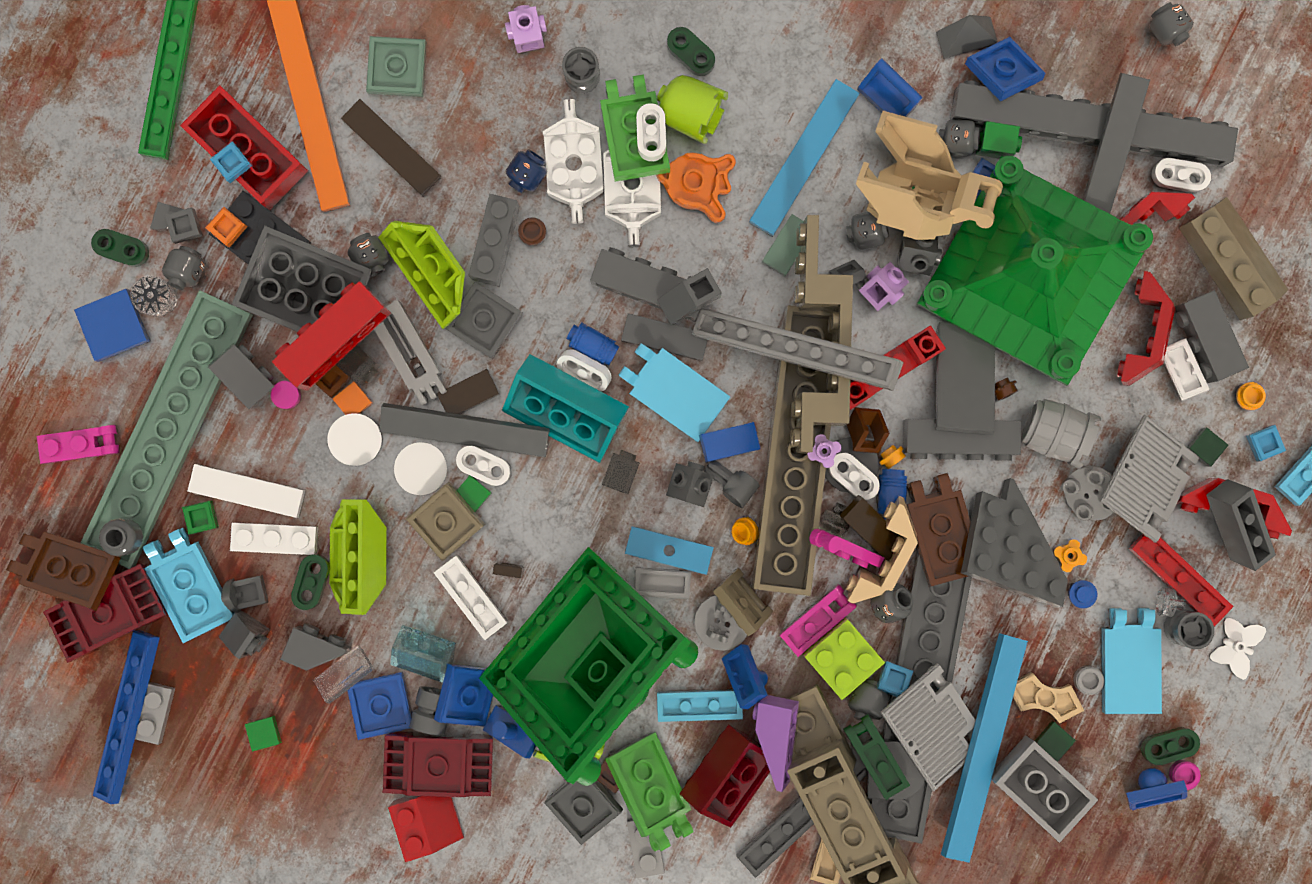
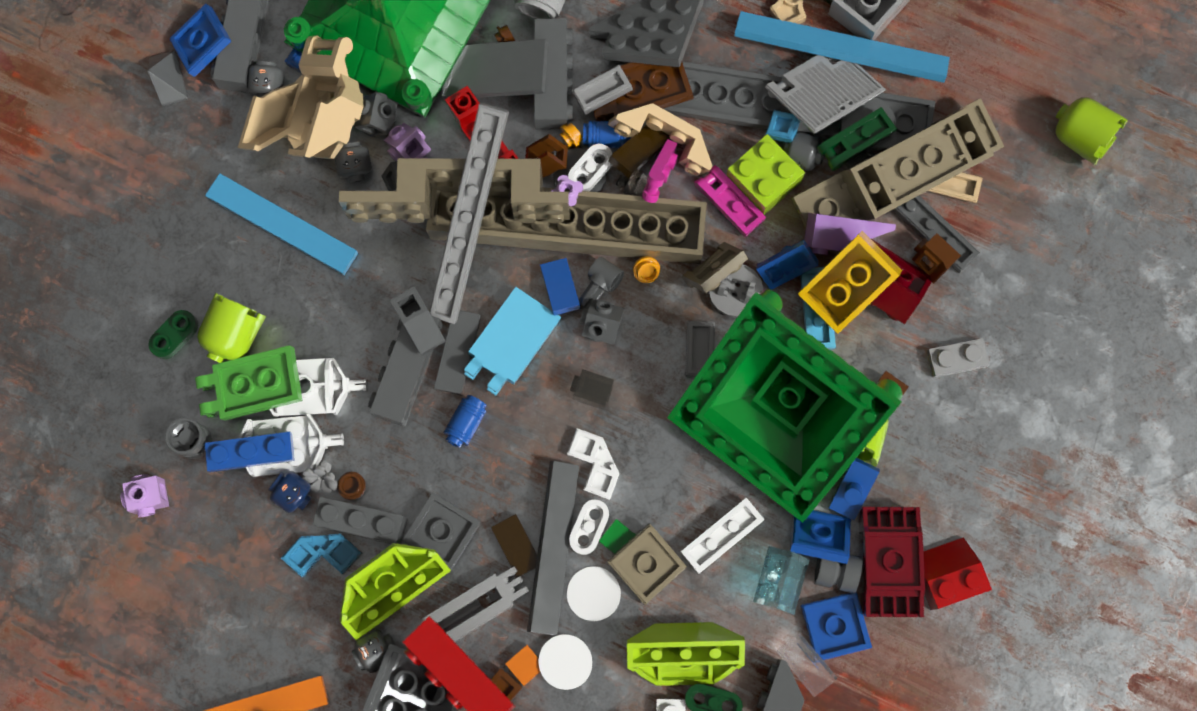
camera: 90 degrees left, 10 degrees down
(359, 366) = (490, 656): clear smoke brick -> none
(391, 147) = (262, 634): dark brown tile -> none
(396, 66) = (178, 631): sand green tile -> none
(471, 191) = (310, 549): none -> dark azure tile
(508, 569) = (693, 496): dark brown tile -> none
(539, 481) = (594, 451): none -> white tile
(540, 201) = (321, 478): none -> light grey plant
(564, 130) = (249, 451): none -> blue plate
(570, 408) = (530, 439): teal slope -> none
(583, 808) = (923, 417): dark grey tile -> none
(584, 369) = (492, 429): white plate -> none
(650, 790) = (905, 349): bright green tile -> none
(651, 134) = (256, 363): white plate -> none
(651, 546) = (670, 326): dark azure tile -> none
(698, 181) = (304, 322): orange tile -> none
(717, 740) = (850, 282): none -> yellow brick
(750, 831) = (935, 256): none -> reddish brown window
(784, 249) = (368, 238): sand green tile -> none
(888, 90) = (222, 148): blue tile -> none
(892, 604) = (713, 130): dark grey head -> none
(939, 490) = (602, 89): none -> light grey tile
(999, 140) = (268, 44): green brick -> none

